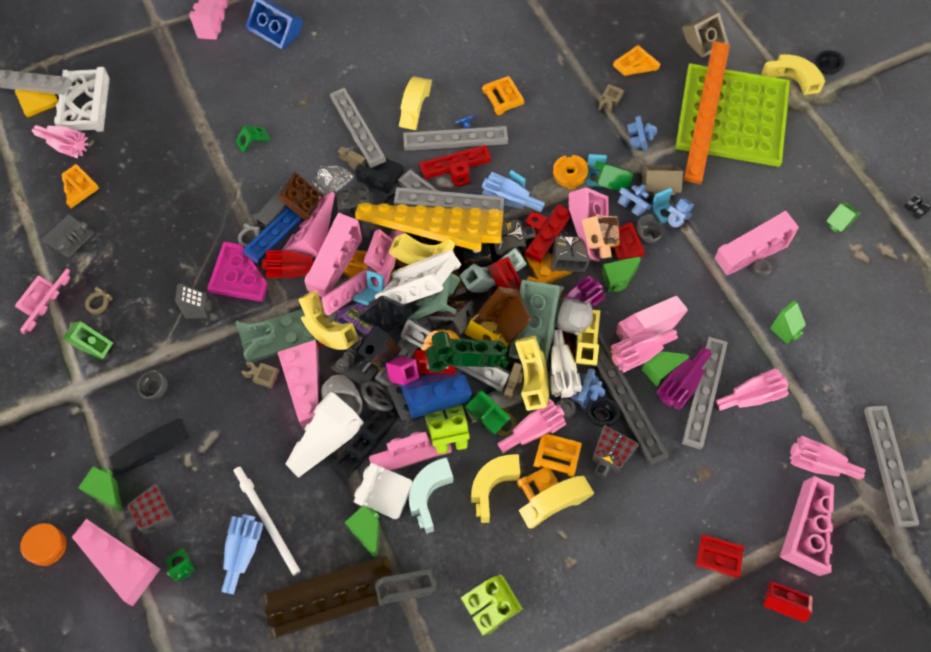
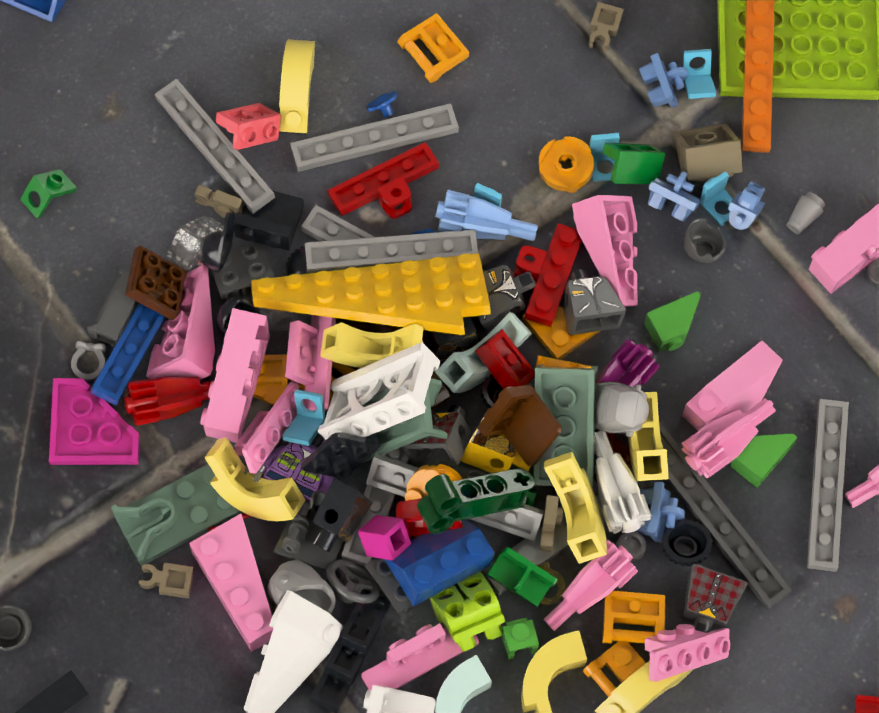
camera: 15 degrees left, 5 degrees up
(192, 302) = (36, 487): dark grey slope -> none
(343, 179) = (218, 245): none -> black cap
(381, 119) = (250, 125): none -> coral bracket
(478, 450) = (519, 635): none -> bright green window
(587, 480) = (684, 650): none -> bright pink bracket
(602, 234) = (635, 265): light nougat torso -> none
(629, 243) = (673, 269): red plate -> none
(664, 138) = (699, 80): none -> medium azure bracket
(683, 381) = (795, 474): magenta piece -> none
(718, 223) = (806, 211): none -> light grey cone

